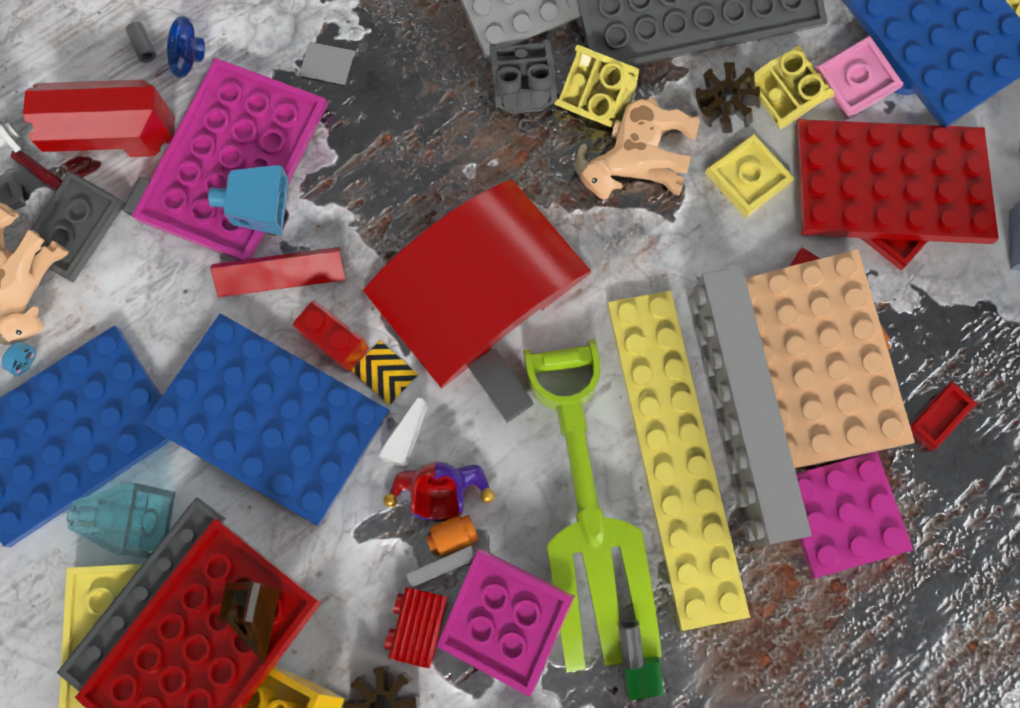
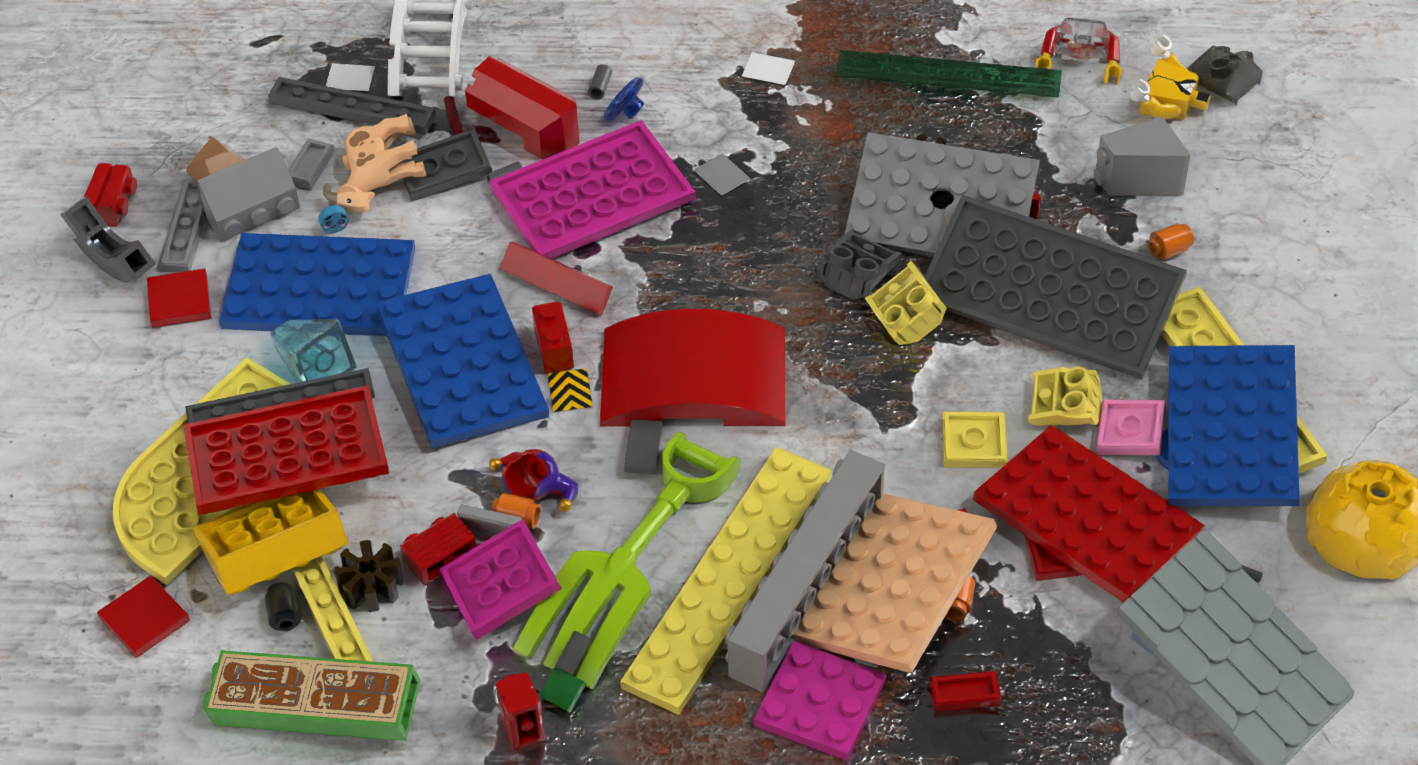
camera: 40 degrees right, 25 degrees down
(251, 613) = (342, 440): dark brown slope -> none
(254, 198) = (582, 217): dark azure torso -> none
(403, 439) = (545, 429): white slope -> none
(637, 150) = (900, 364): light nougat animal -> none
(717, 92) = (1003, 371): dark brown gear -> none

